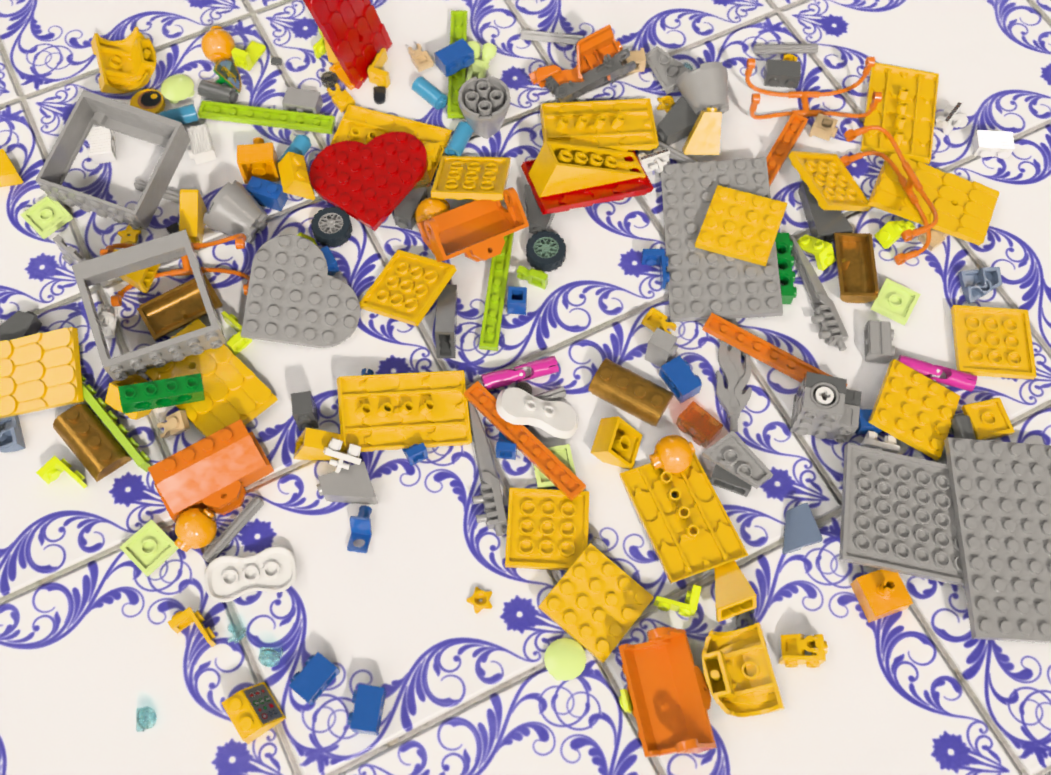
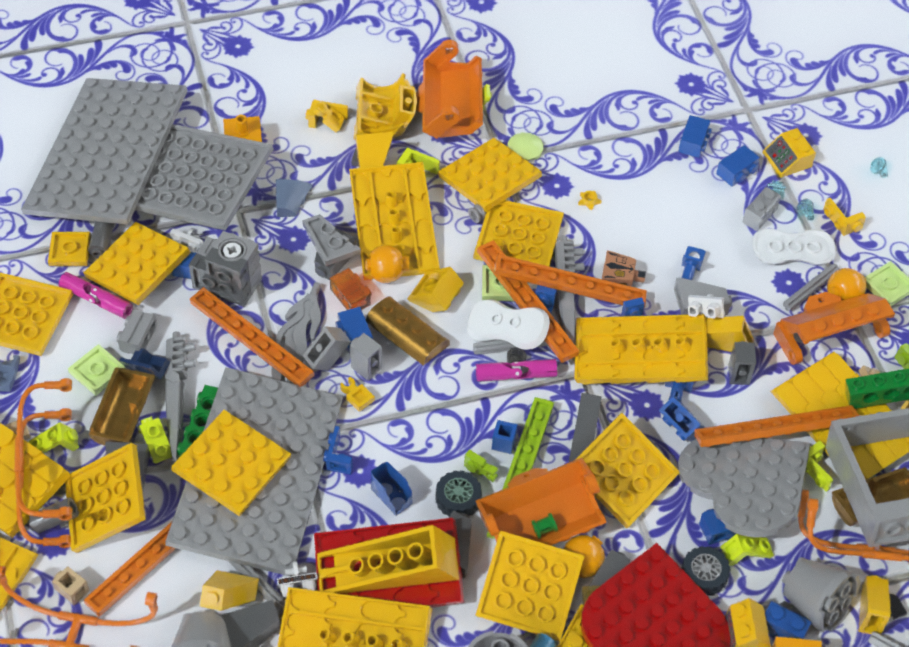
camera: 170 degrees left, 10 degrees down
(270, 344) = (772, 426): none -> orange plate
(286, 617) = (761, 208): none -> light grey brick
(358, 346) = (681, 418): none -> blue brick
(434, 501) = (621, 269): none -> nougat torso
(467, 218) = (544, 525): none -> green bush
(484, 461) = (566, 280): none -> orange plate
(597, 240) = (388, 474): none -> blue piece
(698, 347) = (326, 348): none -> light grey brick
(855, 305) = (145, 362): none -> dark blue panel
(862, 168) = (42, 524): none -> dark grey brick

